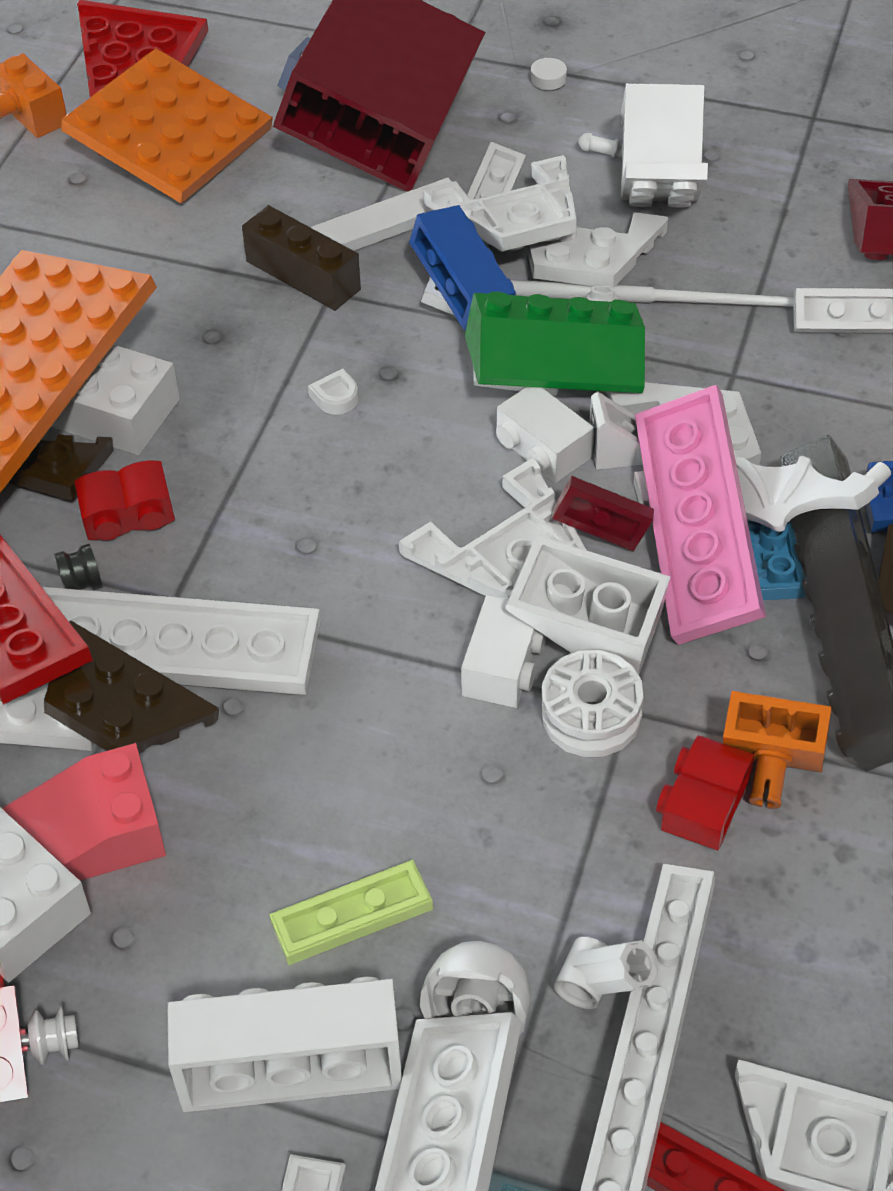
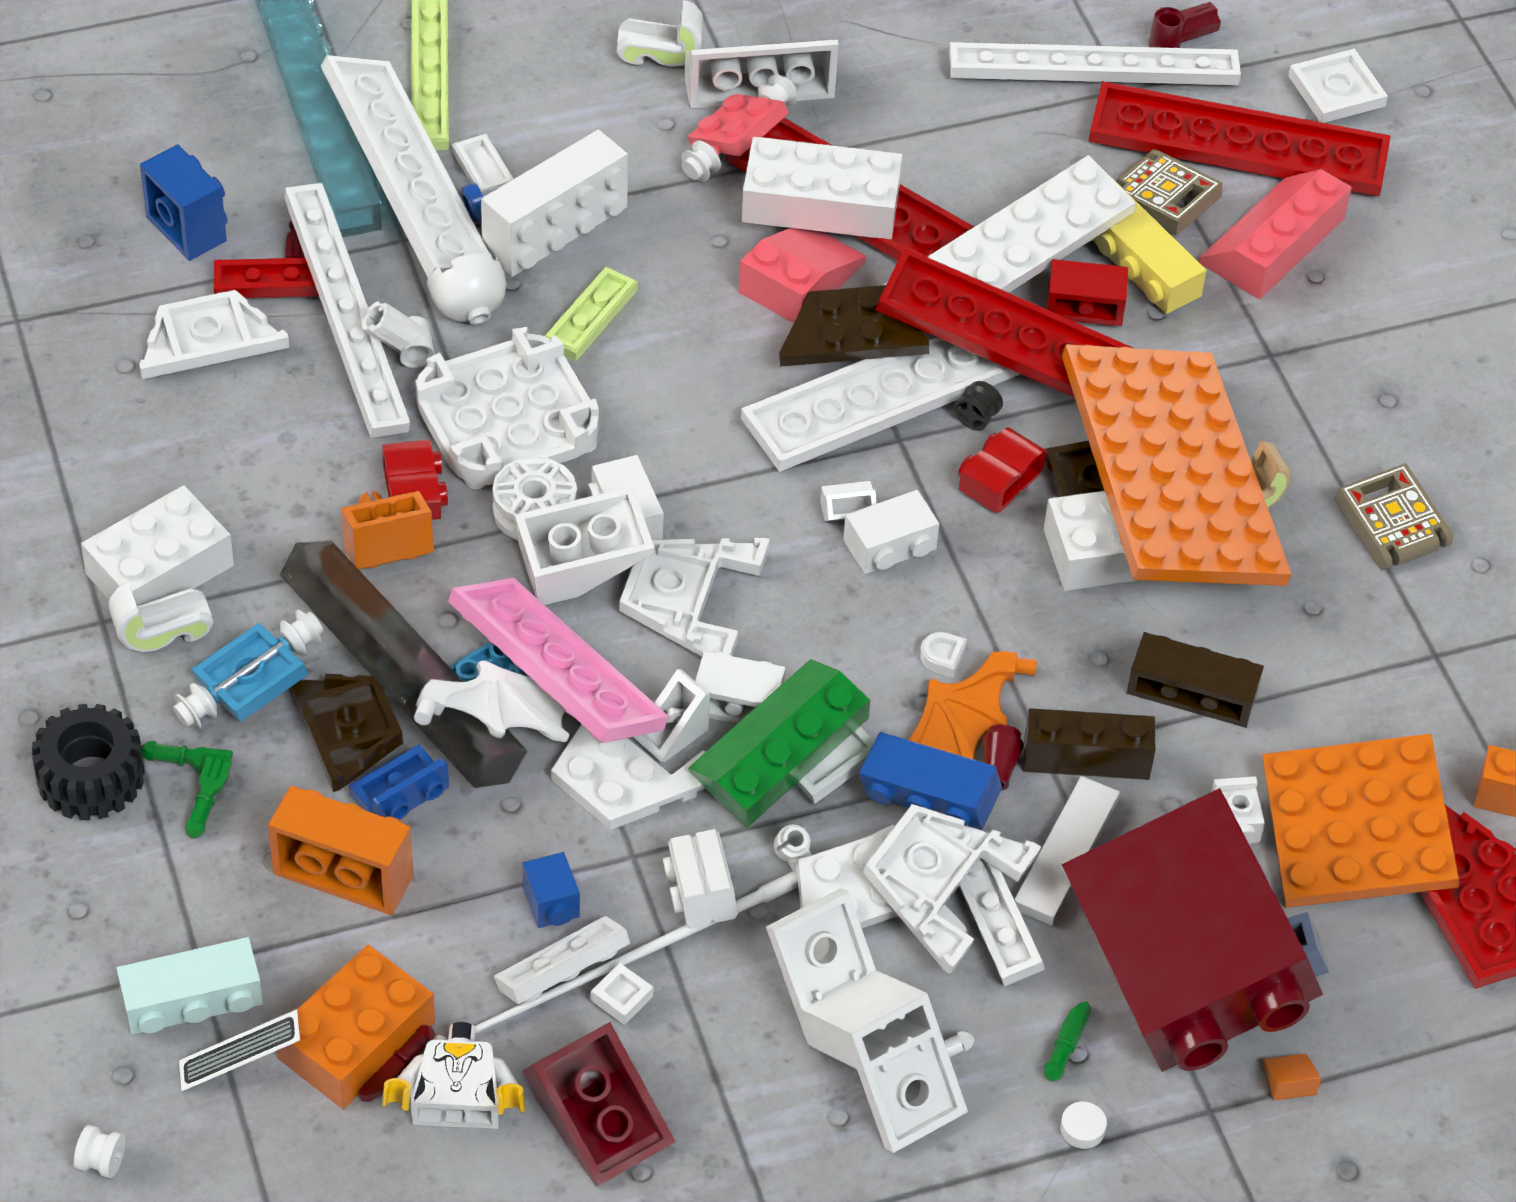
camera: 140 degrees right, 0 degrees up
(182, 277) = (1195, 679): none -> dark brown brick
(248, 168) = (1244, 803): none -> white brick
(281, 496) = (891, 532): none -> white brick
(289, 548) = (846, 498): none -> white piece
(367, 1145) = (472, 197): none -> blue tile
(368, 343) = (963, 711): none -> orange animal
(372, 290) = (1002, 749): none -> dark red cone
(511, 117) = (1066, 1041): none -> green piece
(542, 828) = (506, 407): none -> white plate
(603, 513) = (643, 620): dark red plate -> none
(702, 300) = (702, 879): none -> white brick
(822, 271) = (622, 993): none -> white plate
(830, 360) = (551, 890): none -> blue brick

